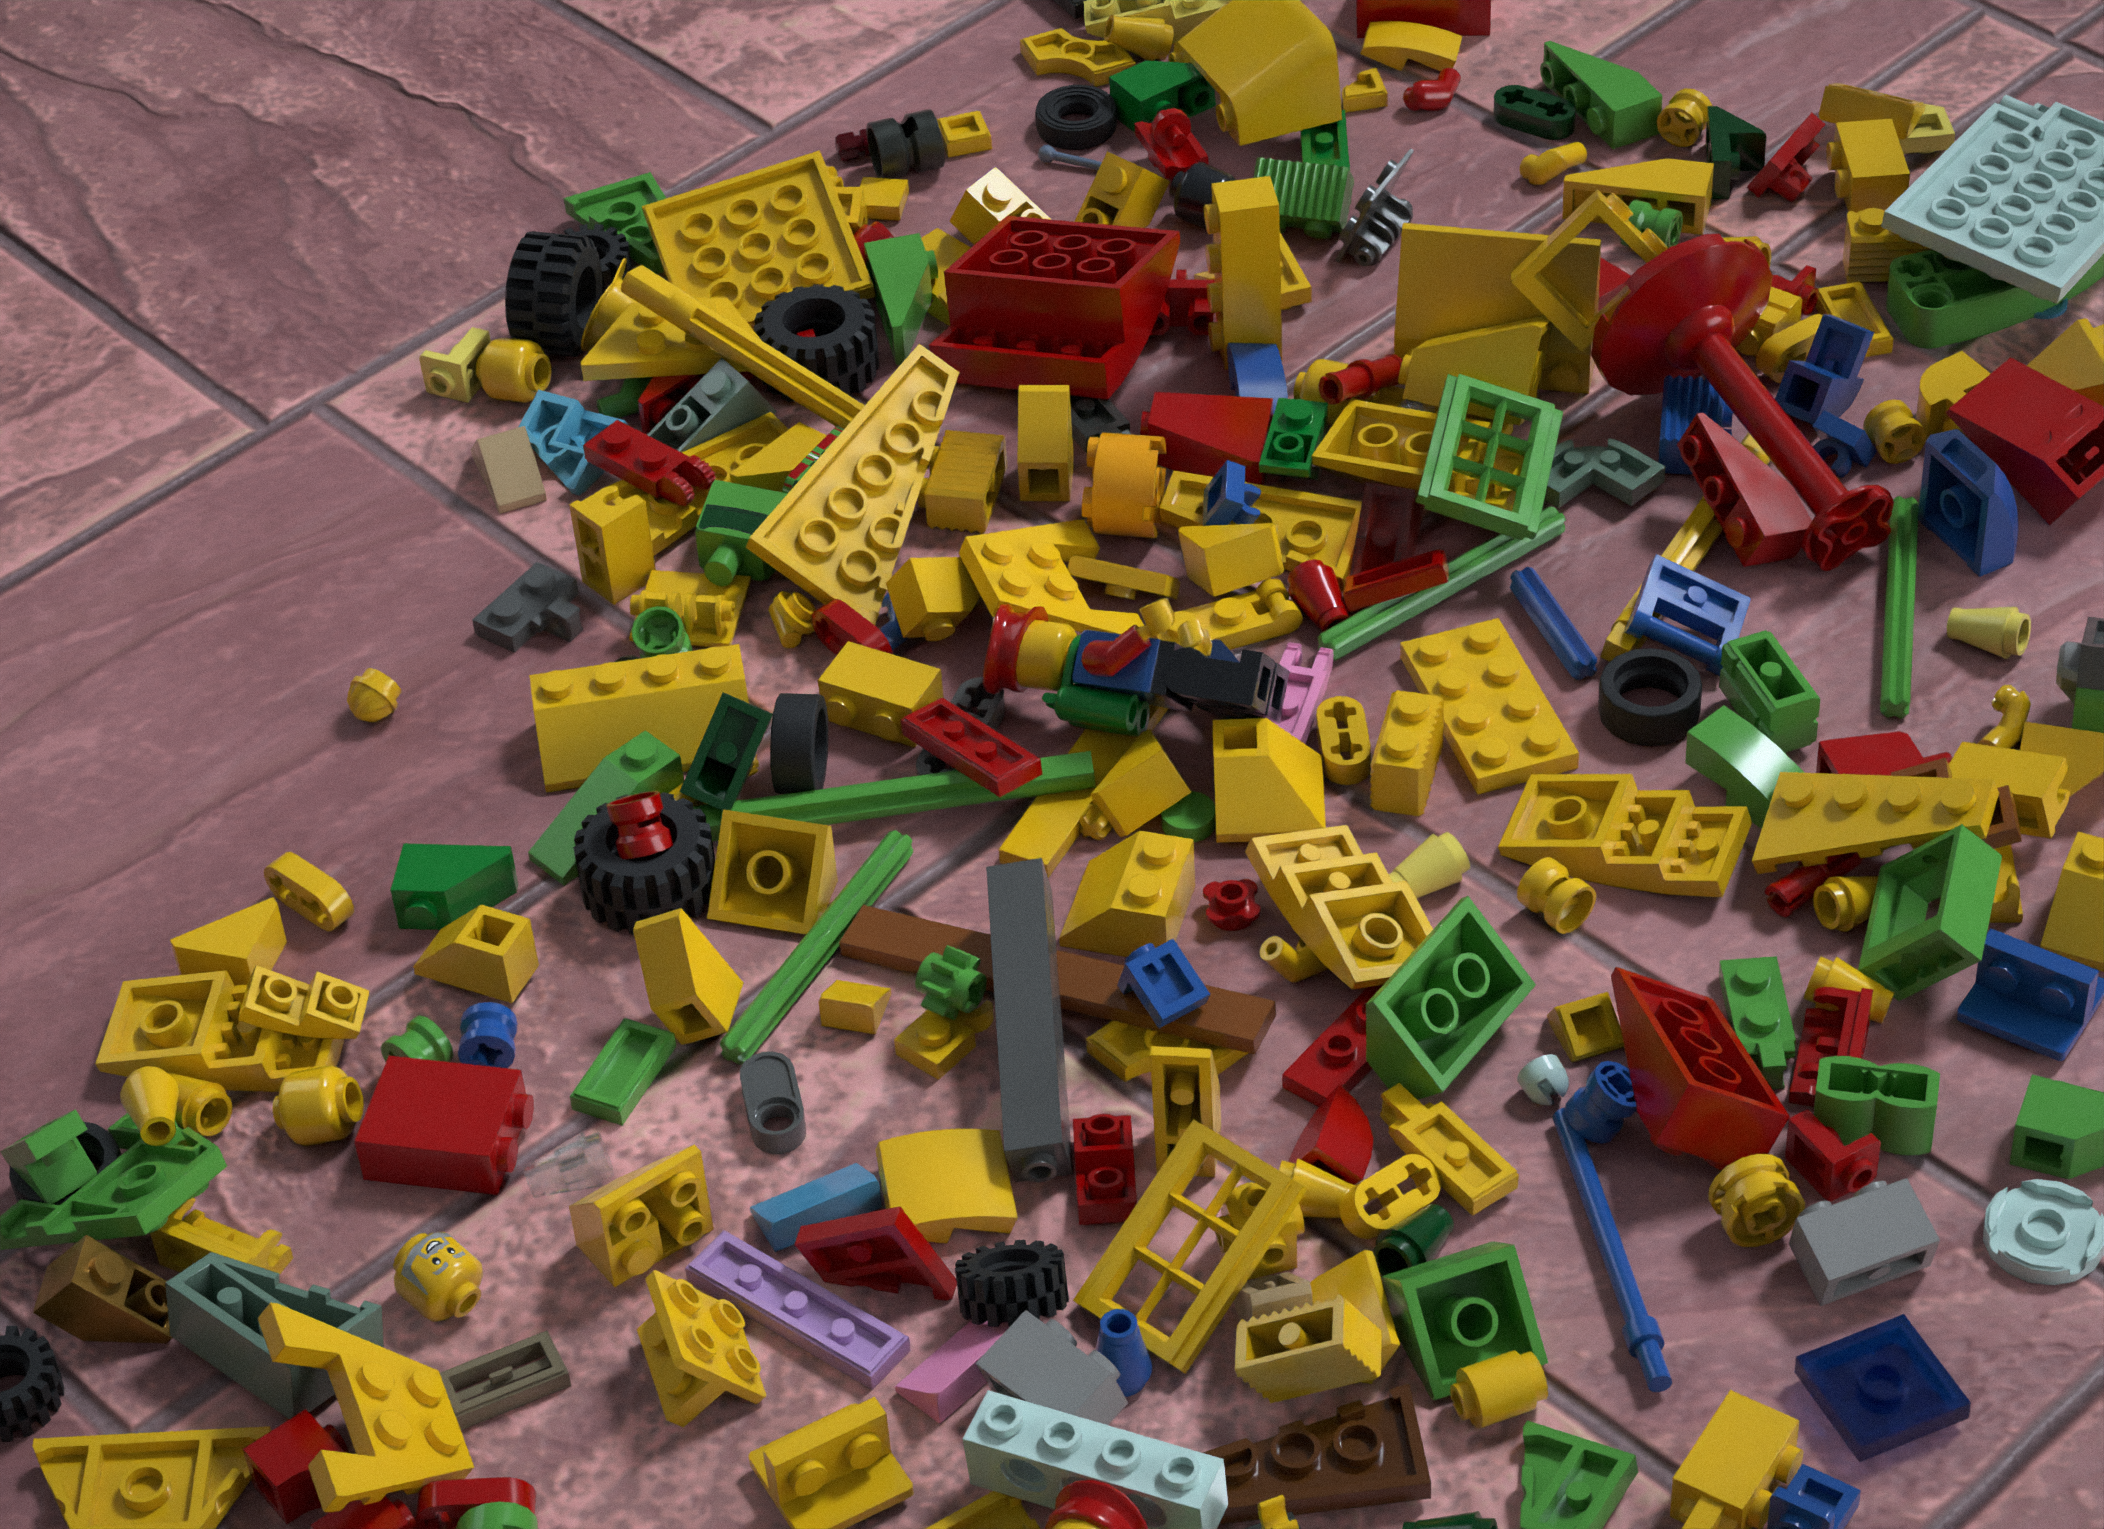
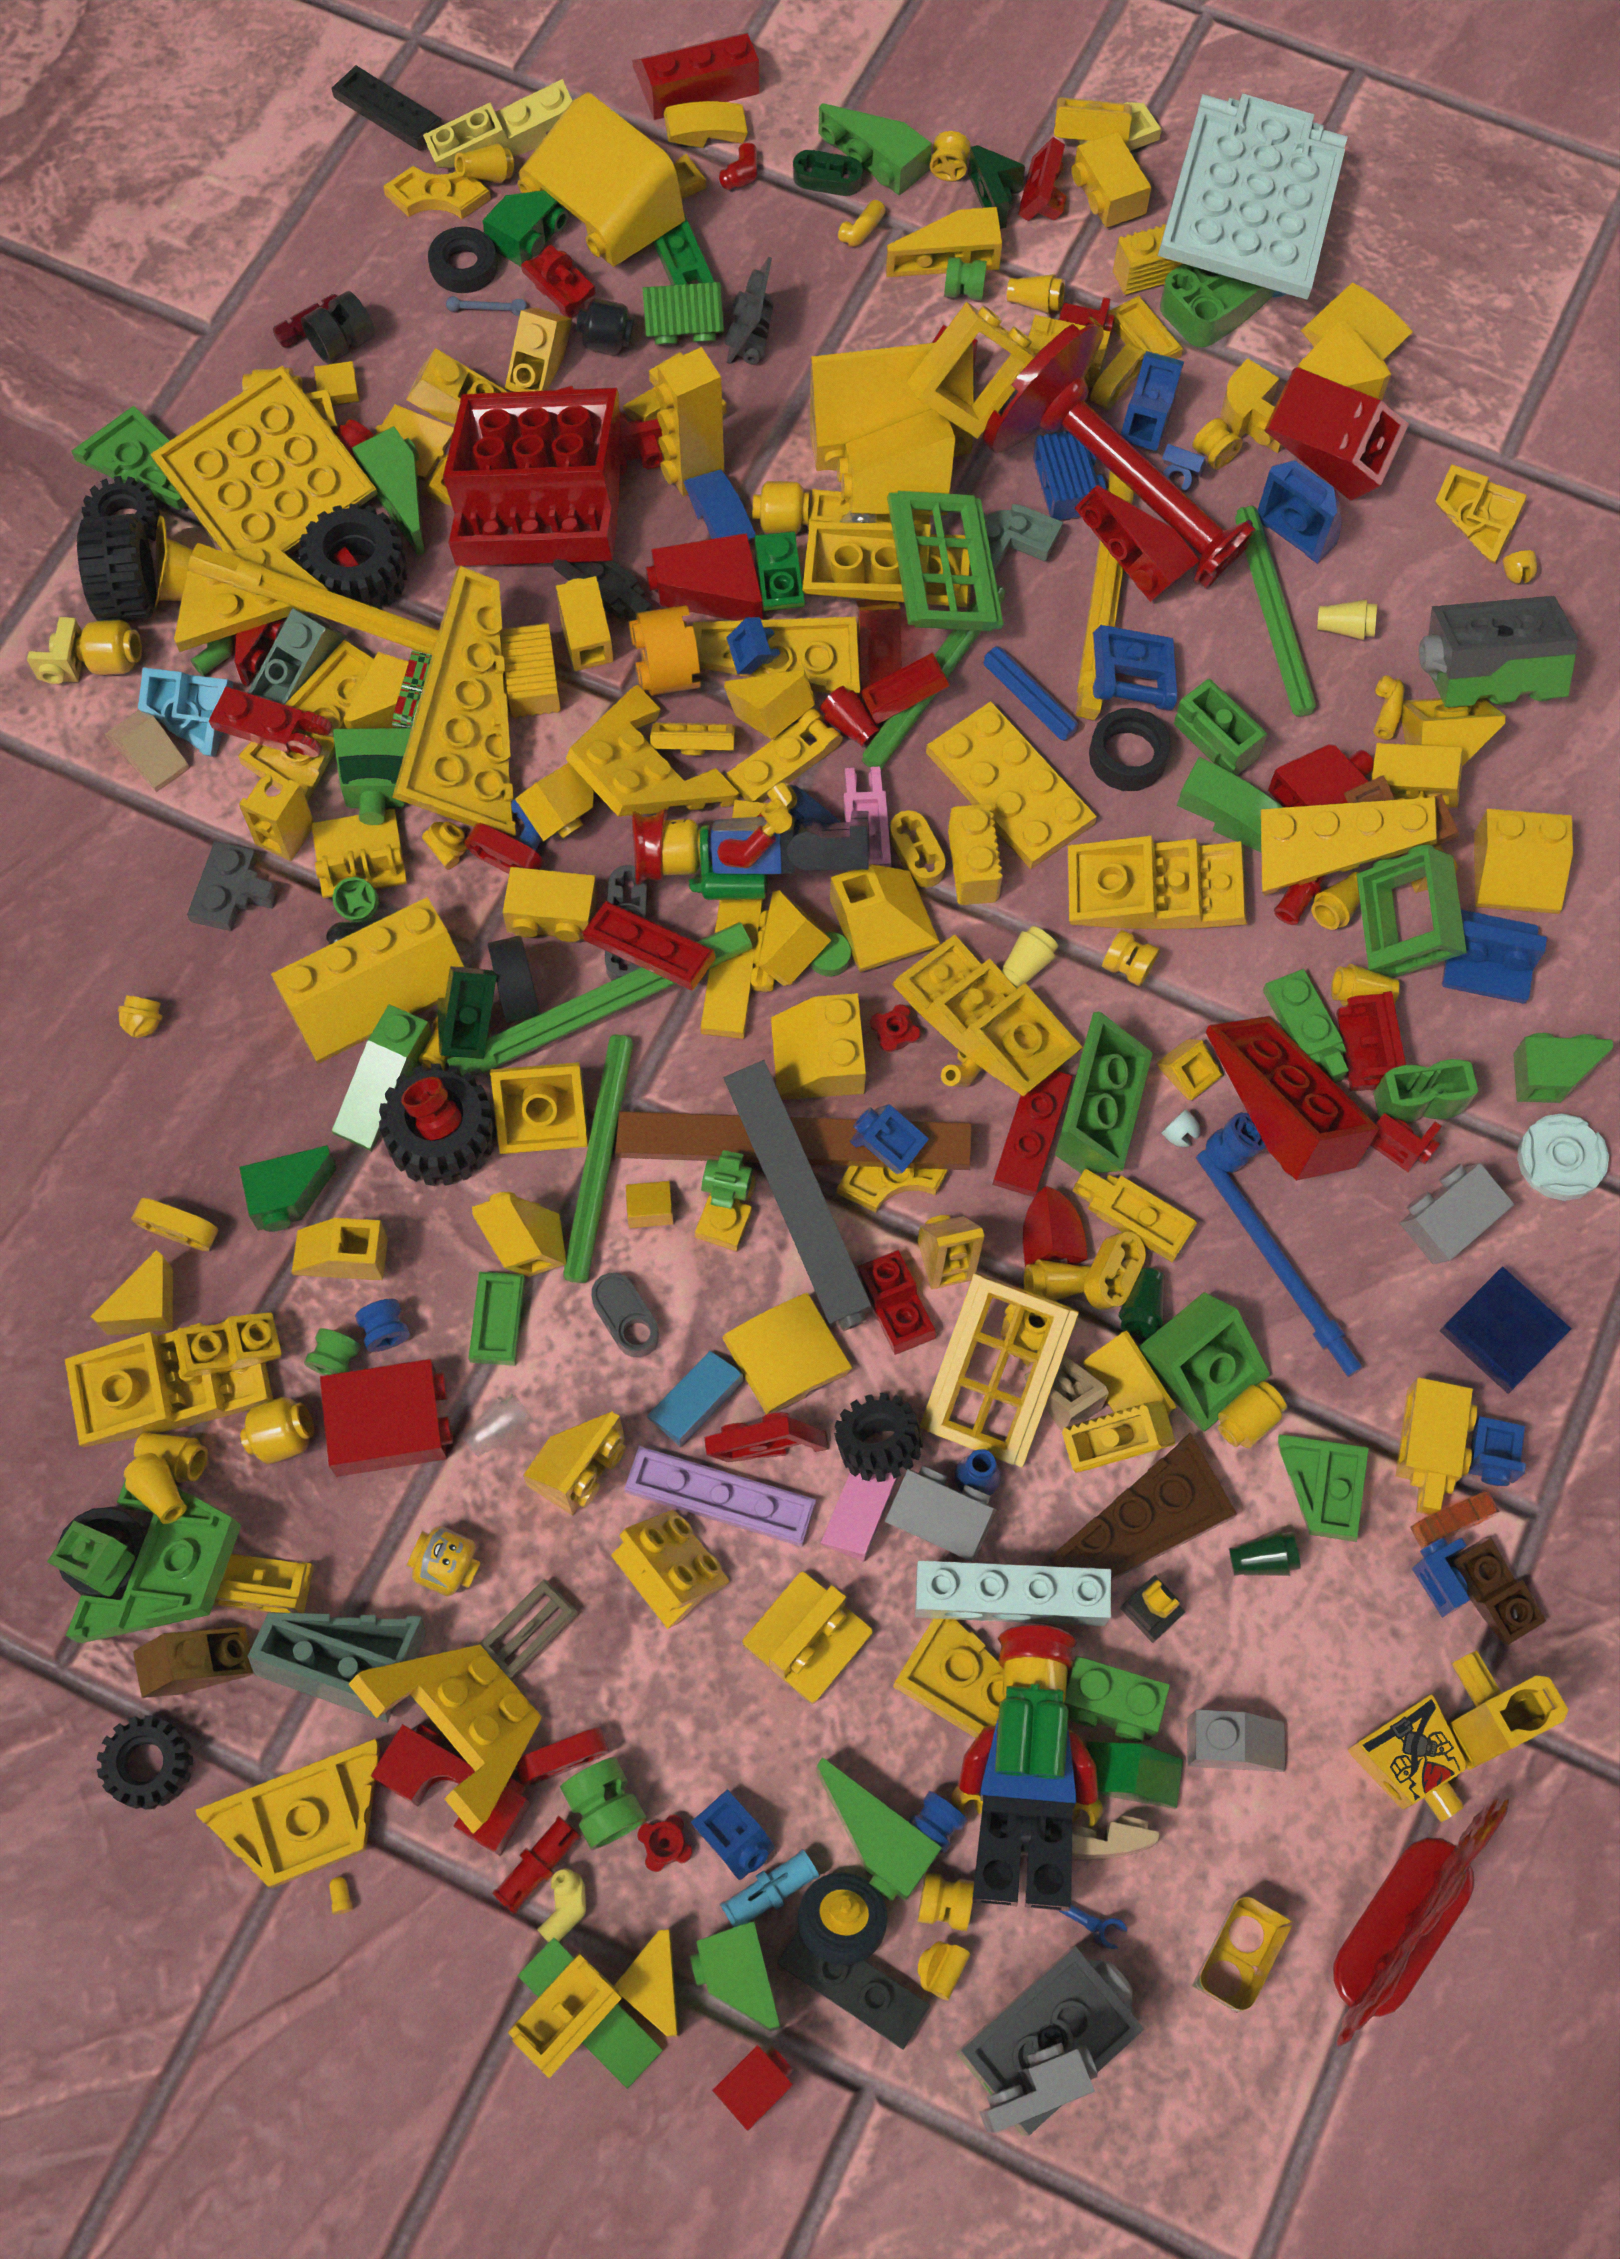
camera: 25 degrees left, 25 degrees up
(964, 134) = (377, 296): yellow tile -> none
(1360, 379) = (811, 499): red pin -> none
(1756, 1200) = (1371, 1199): yellow wheel -> none

